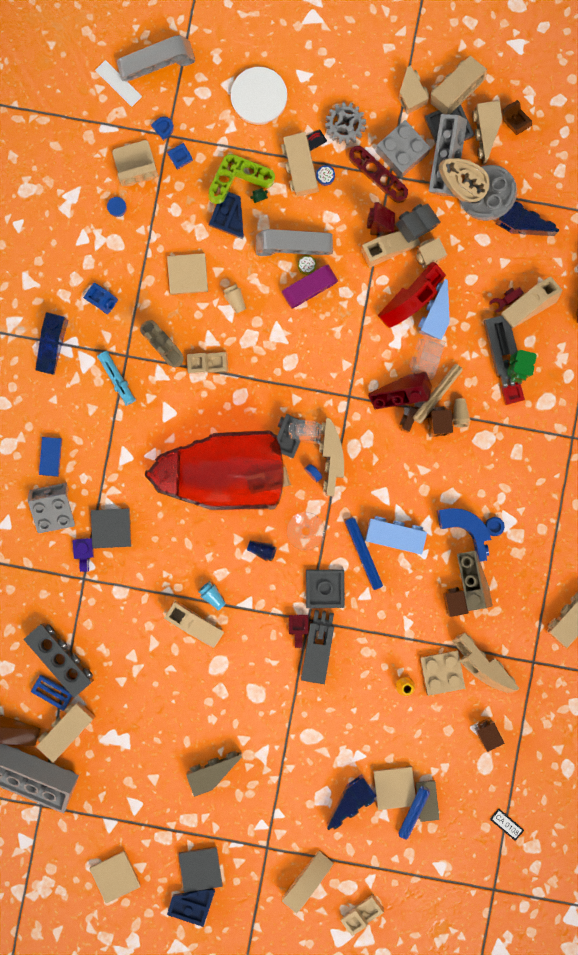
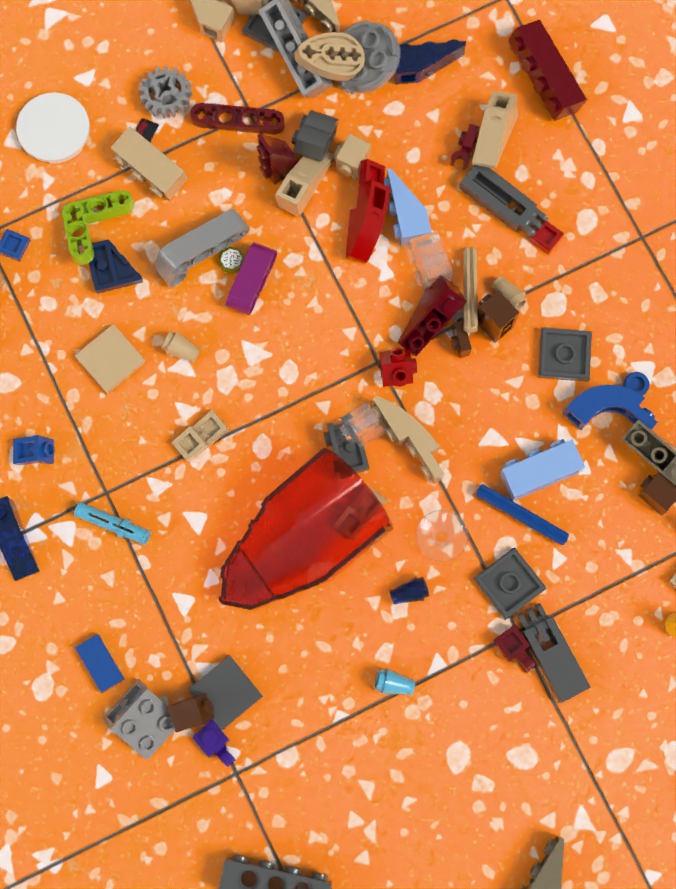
camera: 35 degrees left, 10 degrees down
(81, 525) = (191, 712): none -> reddish brown brick
(162, 343) = (137, 445): dark tan connector -> none
(193, 624) = (398, 729): tan slope -> none
(259, 195) = (128, 224): dark green plate -> none
(313, 472) = (402, 468): blue tile -> none
(325, 175) = (183, 157): tile -> none
(356, 409) = (397, 367): none -> red brick
(402, 149) = (244, 75): light grey brick -> none
(466, 476) = (565, 354): none -> dark grey tile
(521, 366) = (535, 196): green brick -> none

